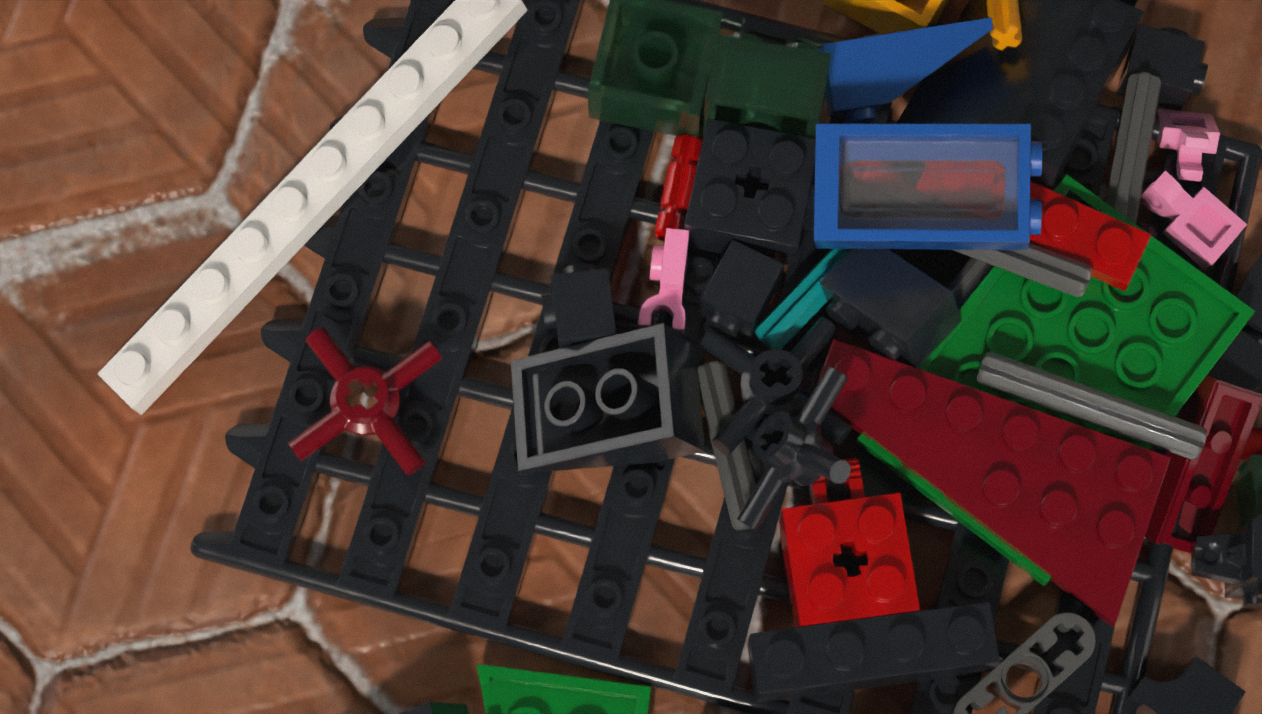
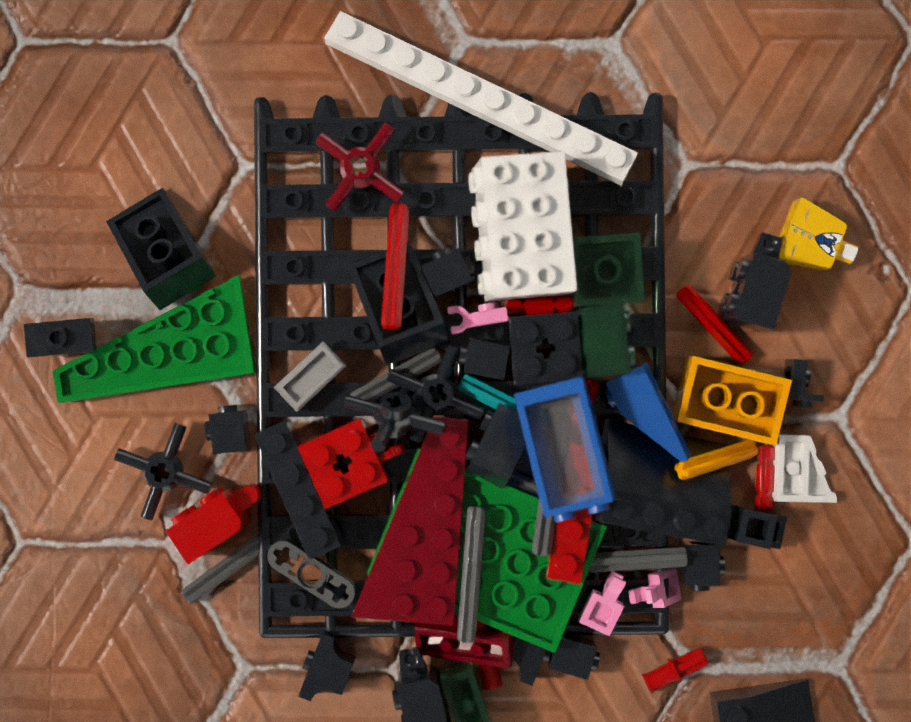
camera: 70 degrees right, 15 degrees up
(546, 163) = (523, 226): none -> white brick
(547, 383) = (395, 266): none -> red axle
(686, 587) = (310, 376): none -> light grey tile

